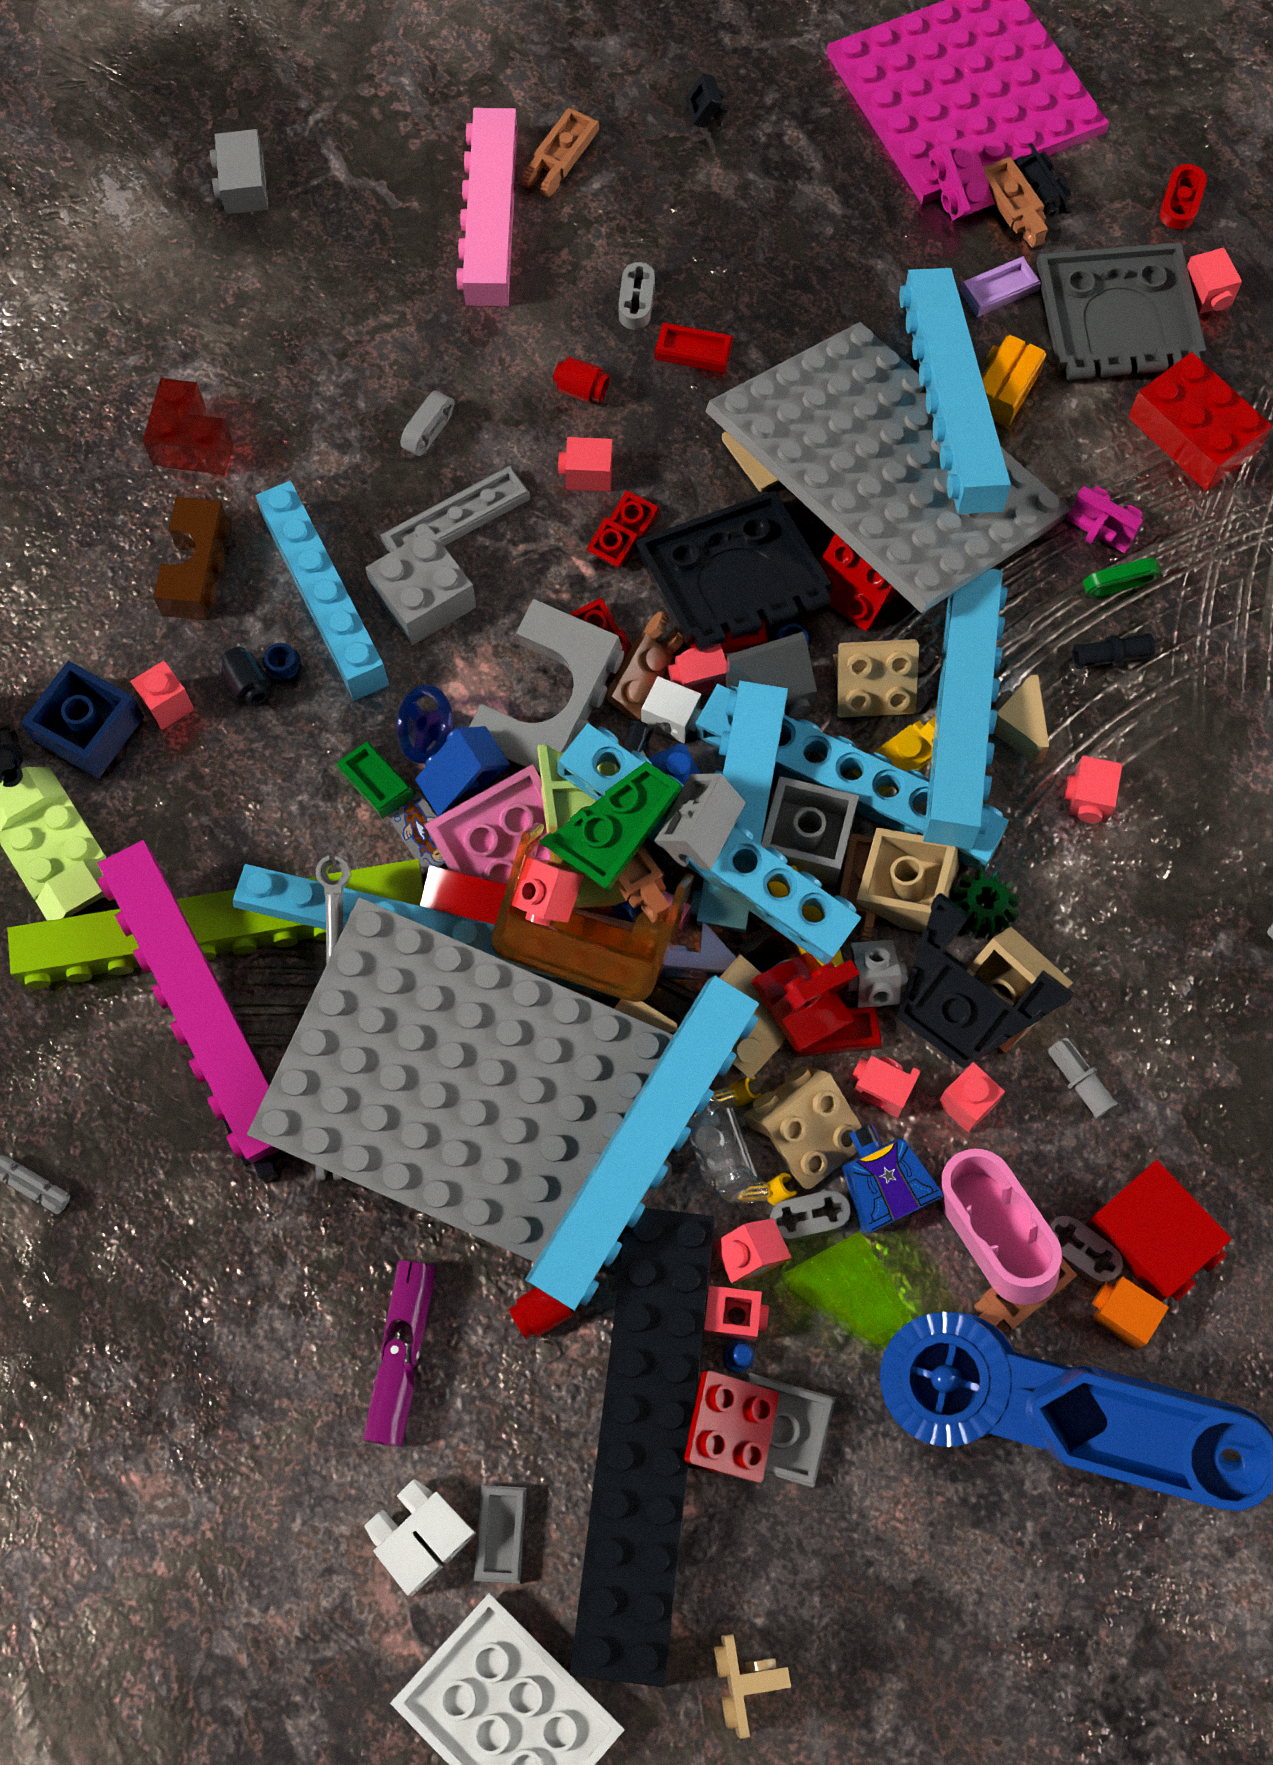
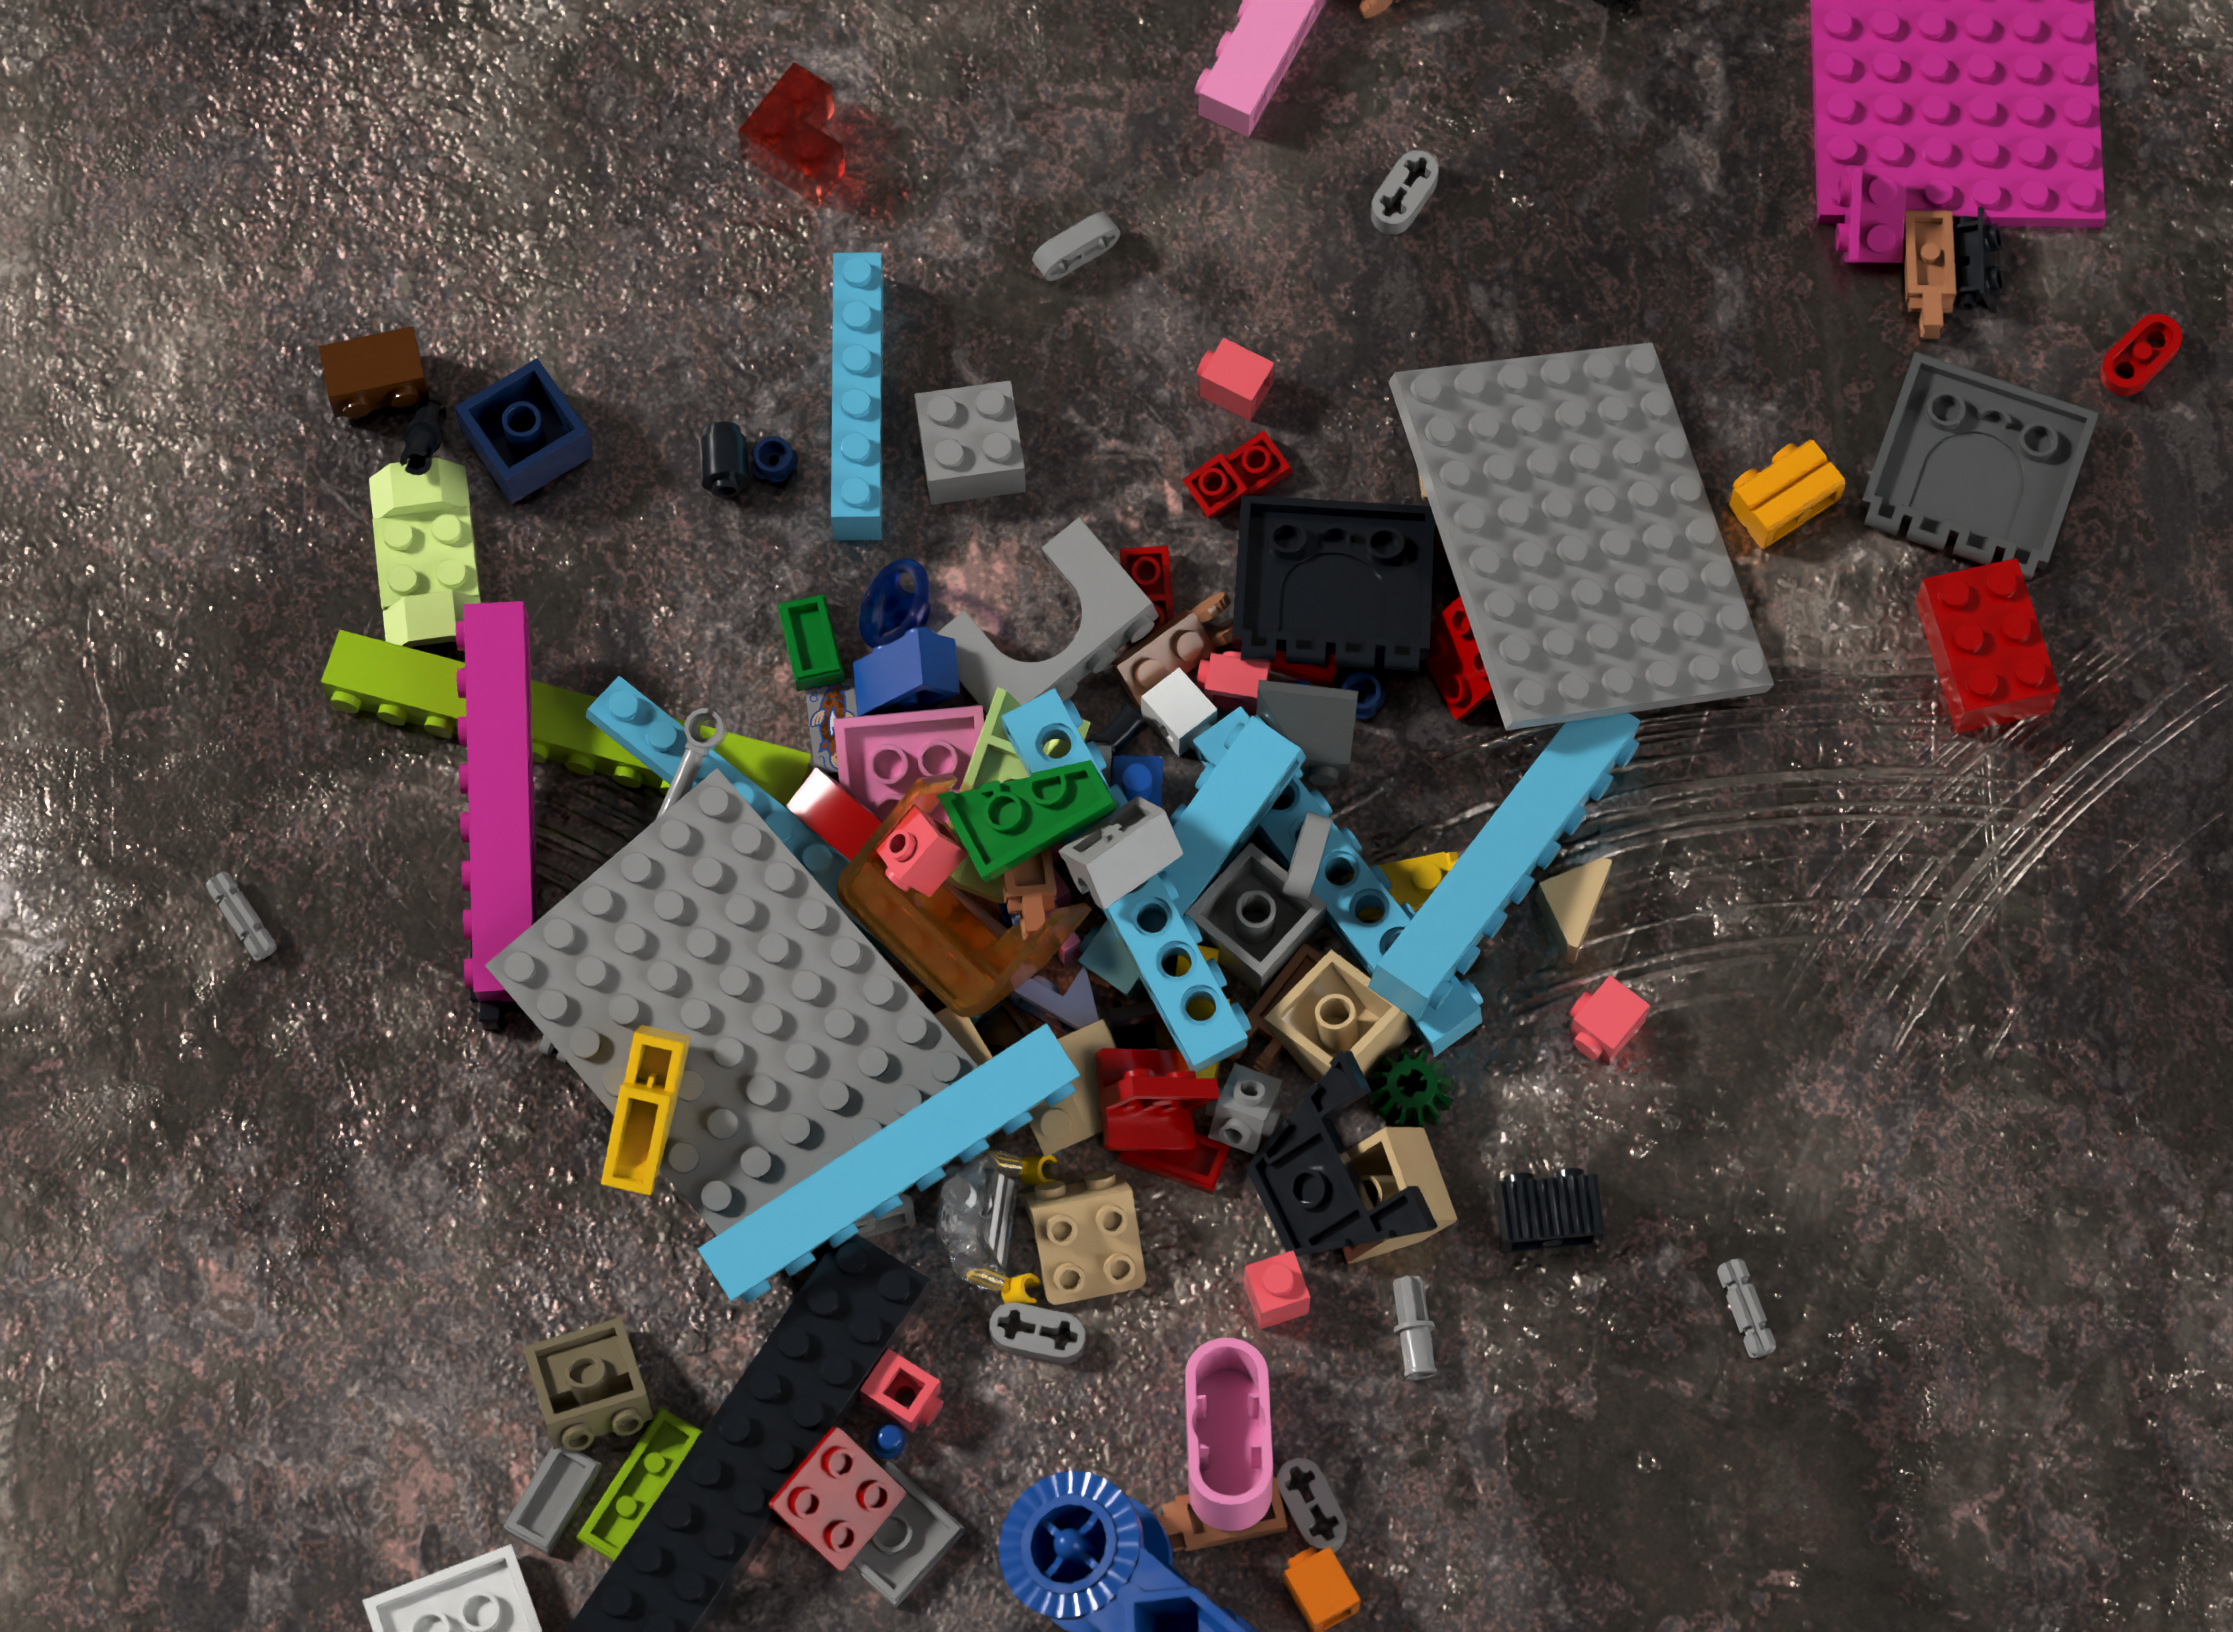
camera: 25 degrees right, 0 degrees up
(162, 695) = (623, 441): coral brick -> none
(190, 587) = (714, 327): reddish brown arch -> none
(395, 1376) = (523, 1286): magenta piece -> none
(402, 1550) = (445, 1461): white hips -> none
(430, 1189) = (645, 1109): none -> yellow slope
(463, 510) = (1063, 371): light grey tile -> none
(486, 1429) = (588, 1384): none -> dark tan plate
(538, 1313) = (700, 1296): red brick -> none
(566, 1490) = (638, 1484): none -> lime tile
(581, 380) = (1281, 272): red brick -> none
(693, 347) = (1439, 287): red tile -> none
(752, 1250) = (954, 1335): coral brick -> none
(829, 766) = (1307, 856): none -> light grey beam
(850, 1292) = (1033, 1419): clear neon green slope -> none
(876, 677) = (1428, 781): tan bracket -> none
(883, 1084) = (1192, 1232): coral brick -> none
(886, 1180) = (1136, 1331): torso -> none
(954, 392) = (1704, 479): medium azure brick -> none
(1000, 286) = (1851, 370): lavender tile -> none
(1105, 519) = (1802, 715): dark pink hips -> none
(1113, 651) = (1725, 873): black pin -> none
(1121, 577) = (1784, 792): green tile -> none
(1130, 946) = (1548, 1211): none -> black brick
(1161, 1233) = (1402, 1525): red brick -> none
(1213, 280) = (2109, 478): coral brick -> none

